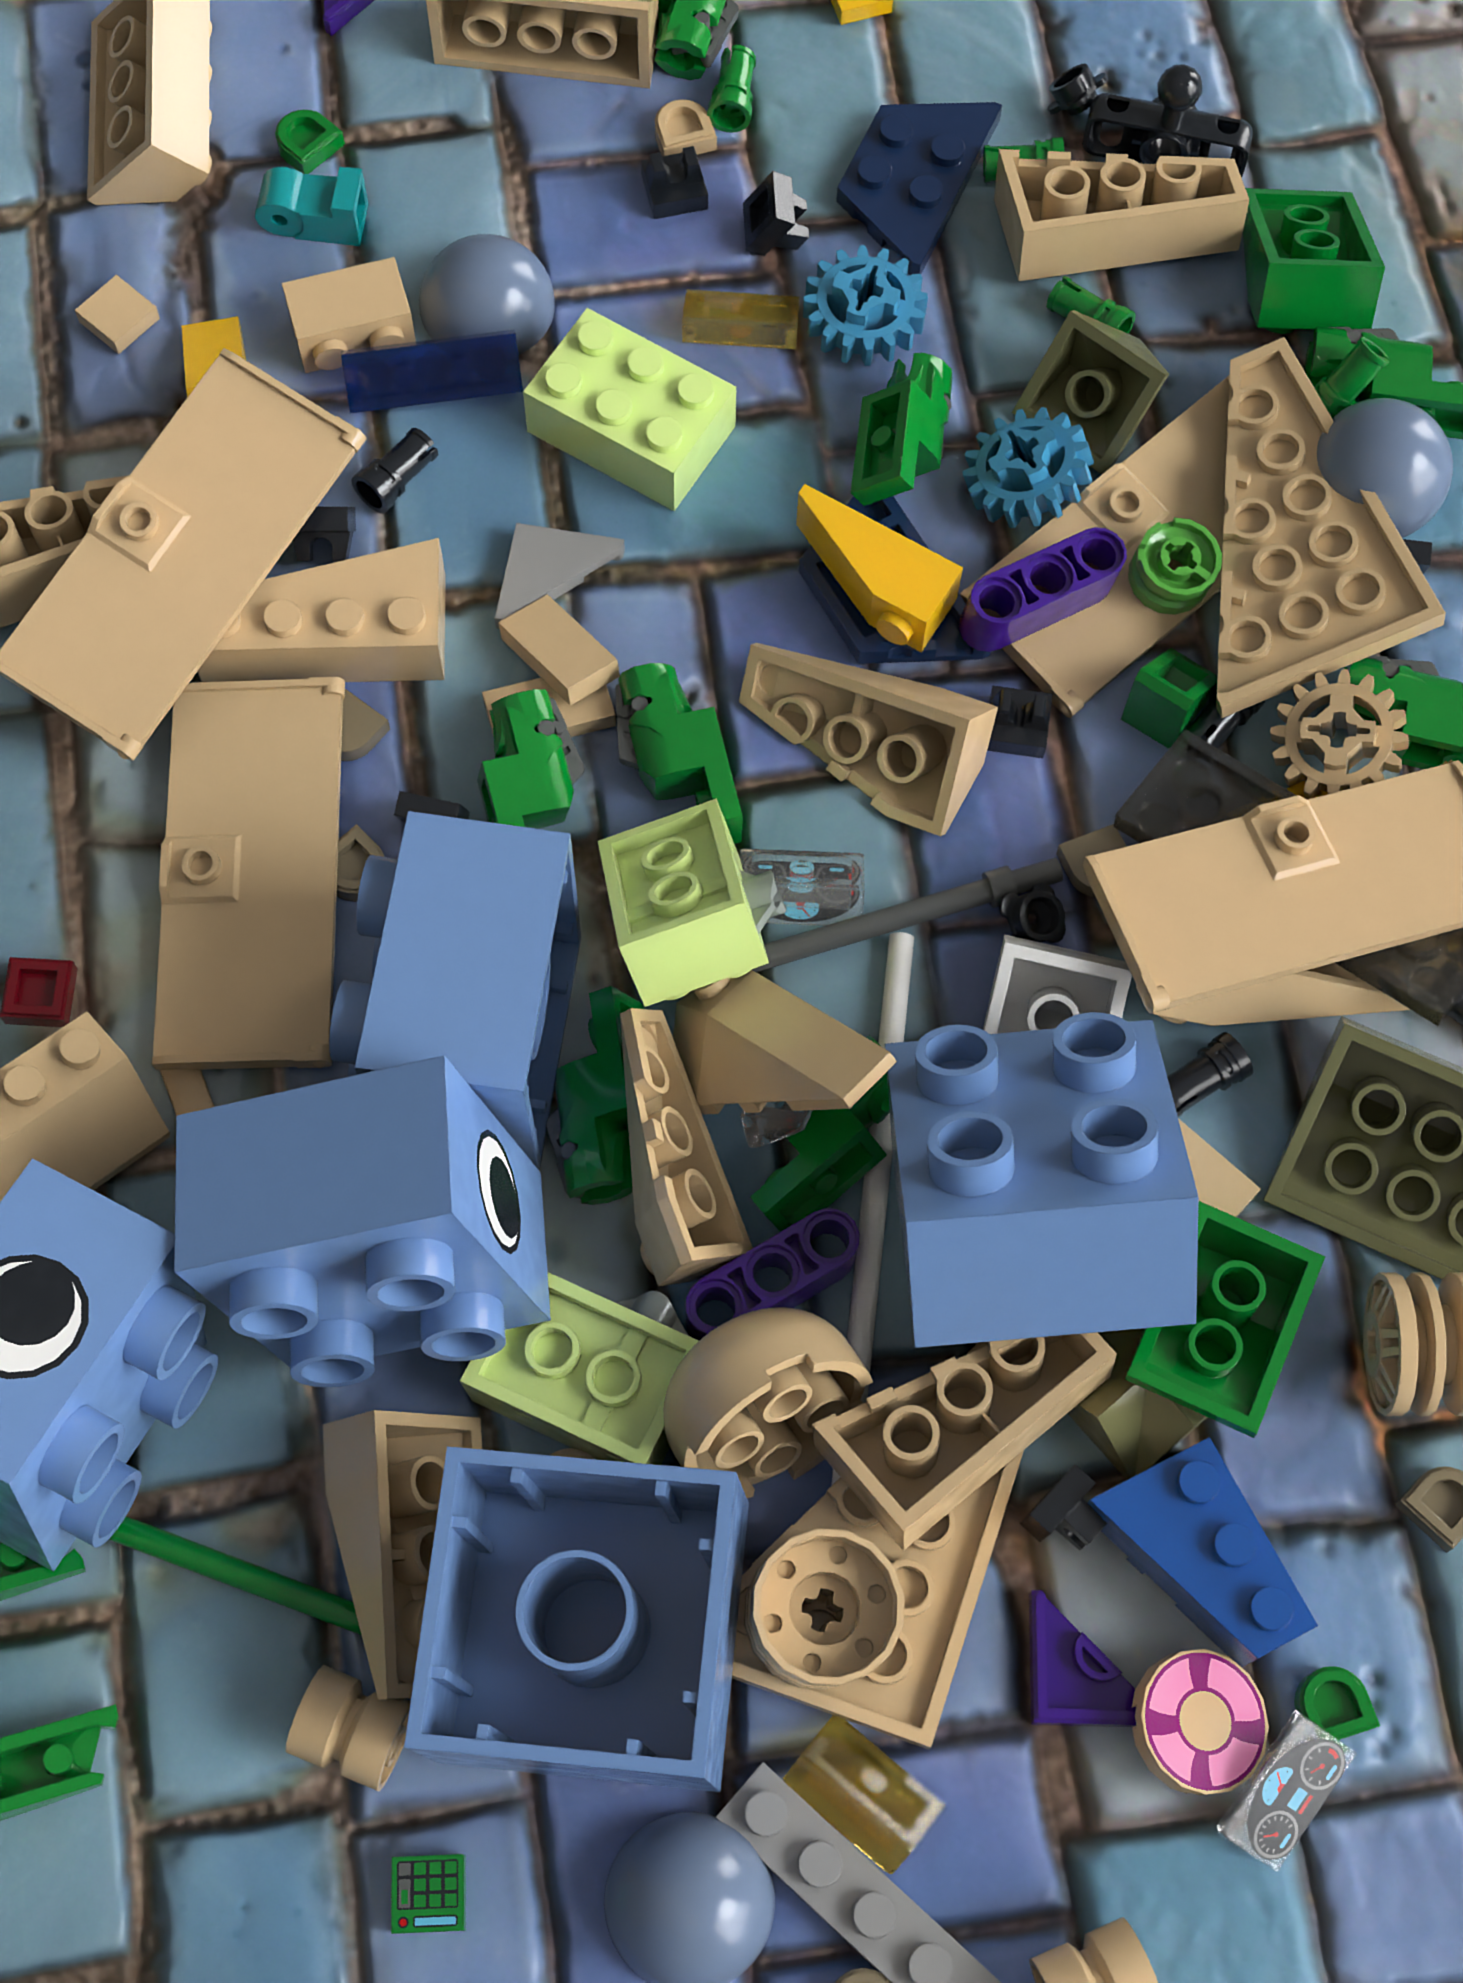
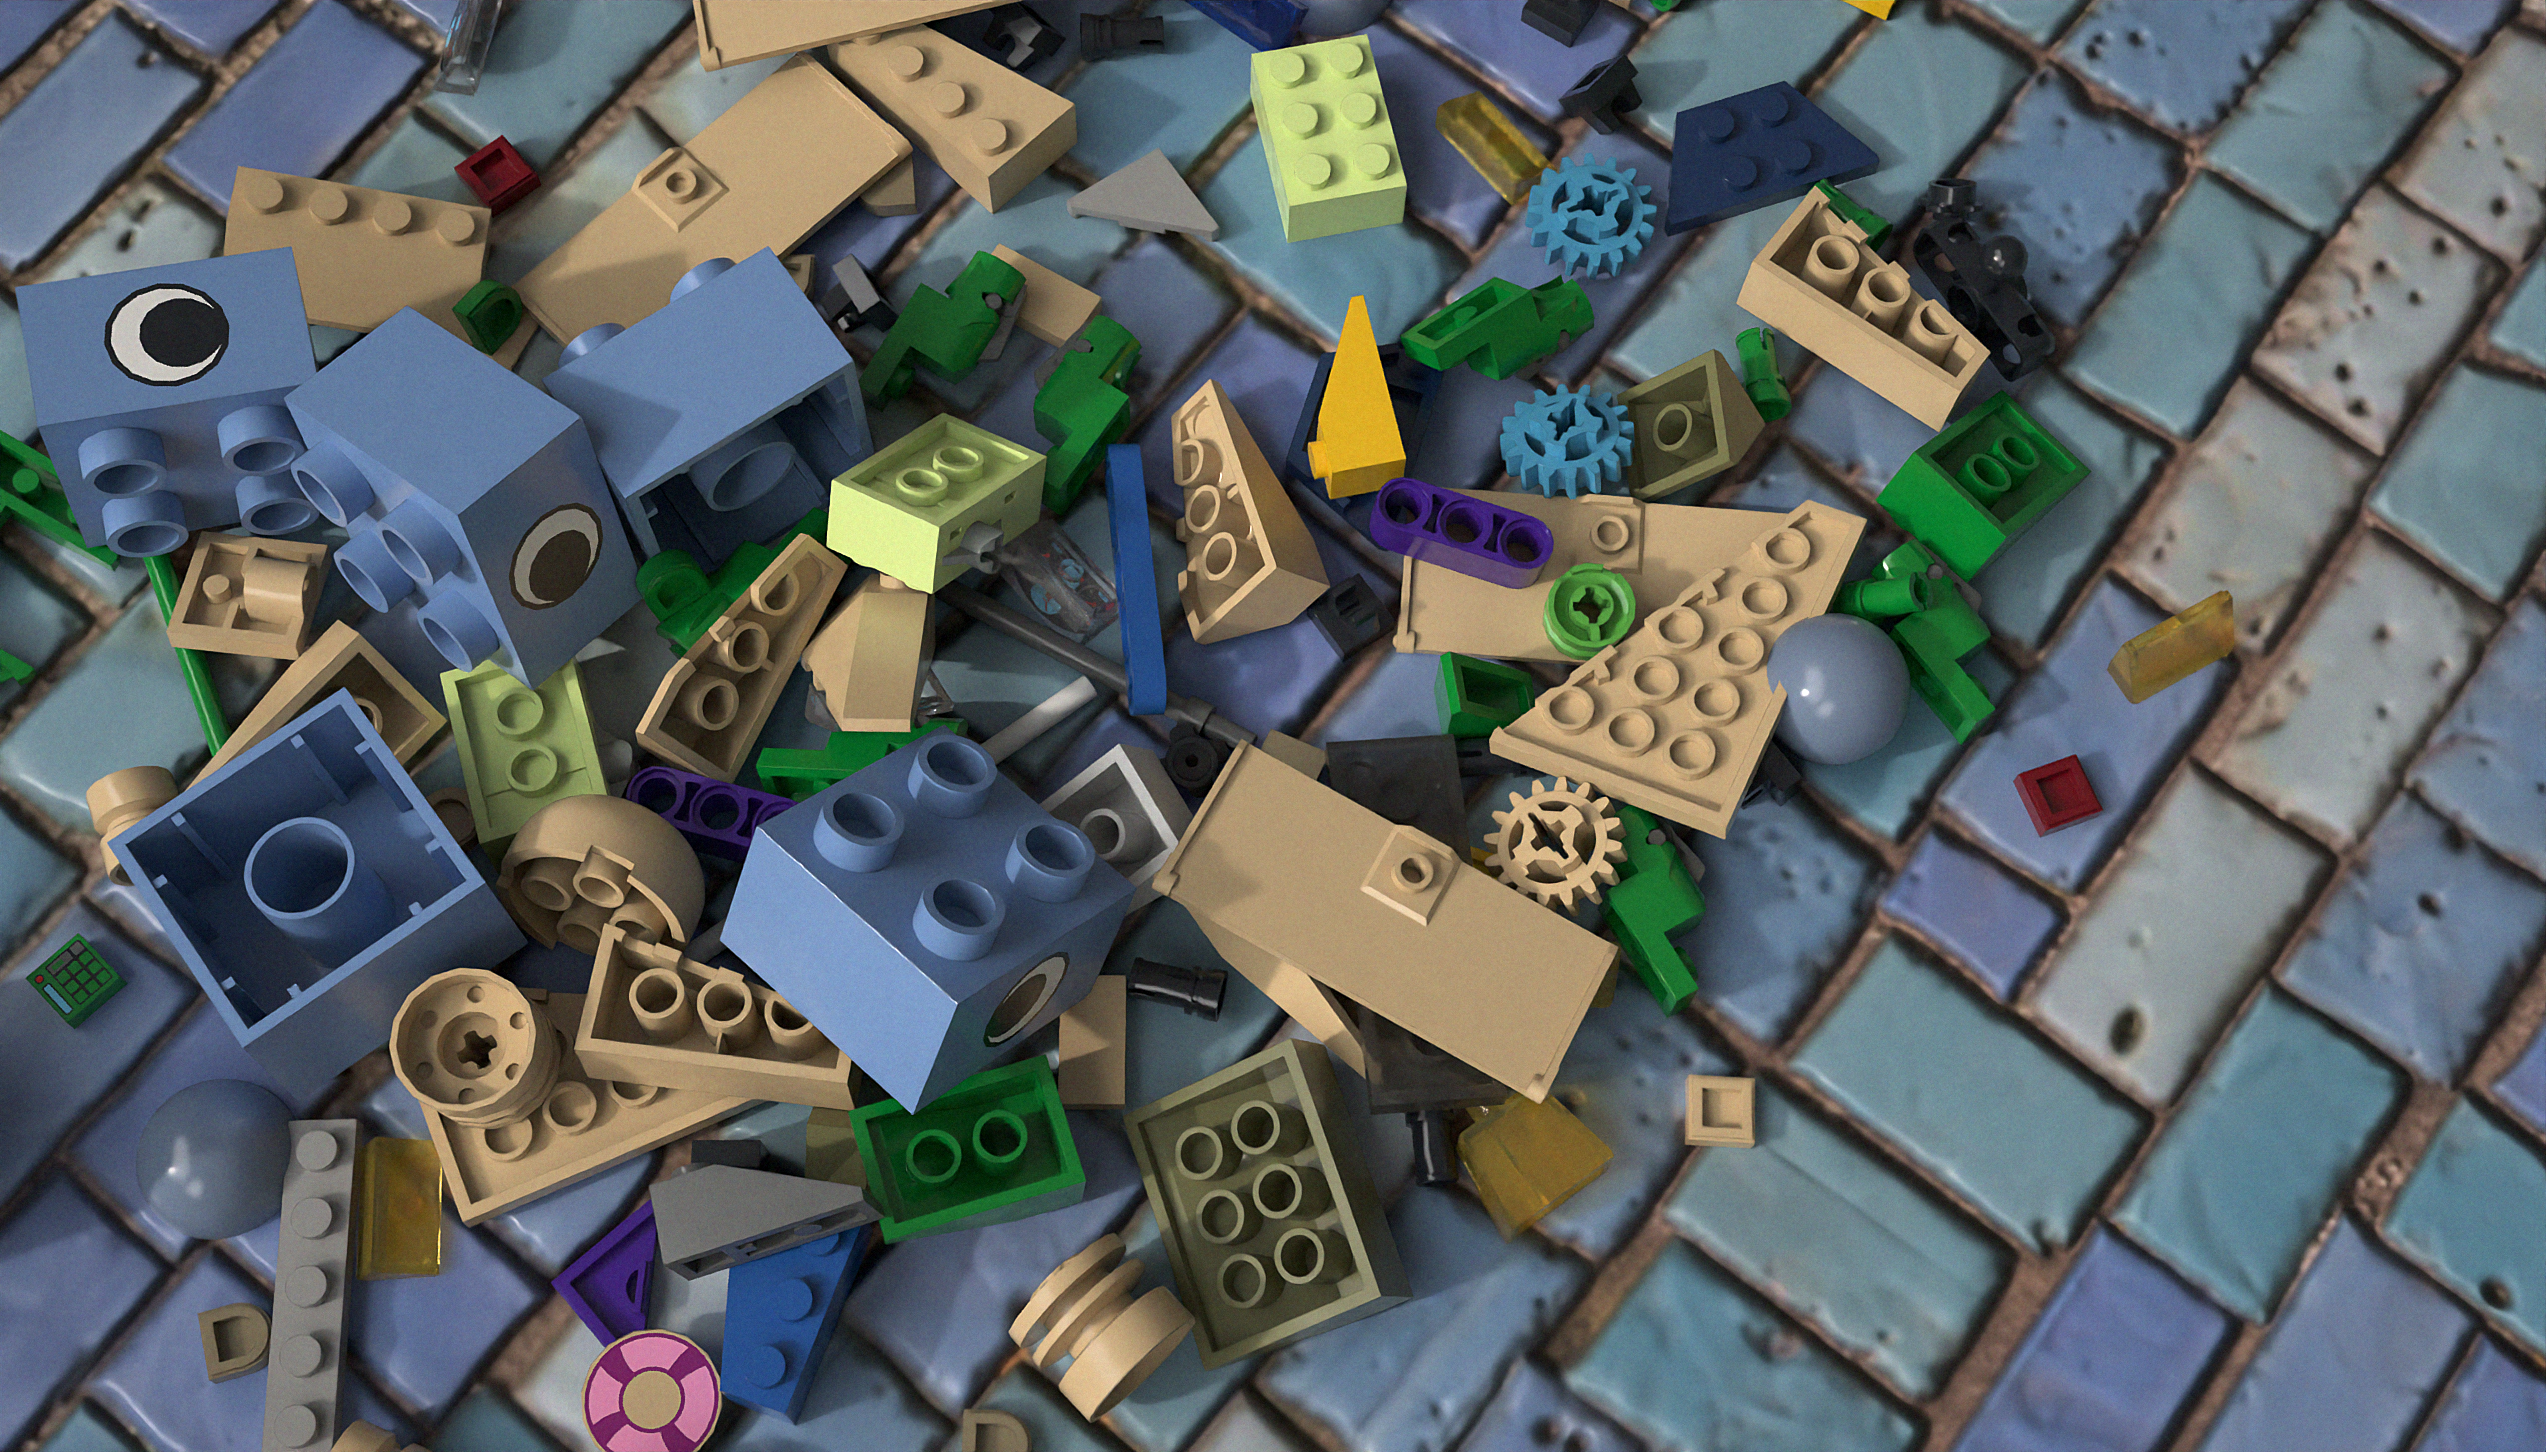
camera: 45 degrees right, 0 degrees up
(164, 1092) = (489, 314): none -> green tile
(229, 1477) = (249, 596): none -> tan plate
(557, 1145) = (671, 582): none -> green tile
(559, 649) = (1081, 261): tan tile -> none
(861, 830) = (1135, 580): none -> blue beam
(1144, 1520) = (734, 1215): none -> dark grey slope

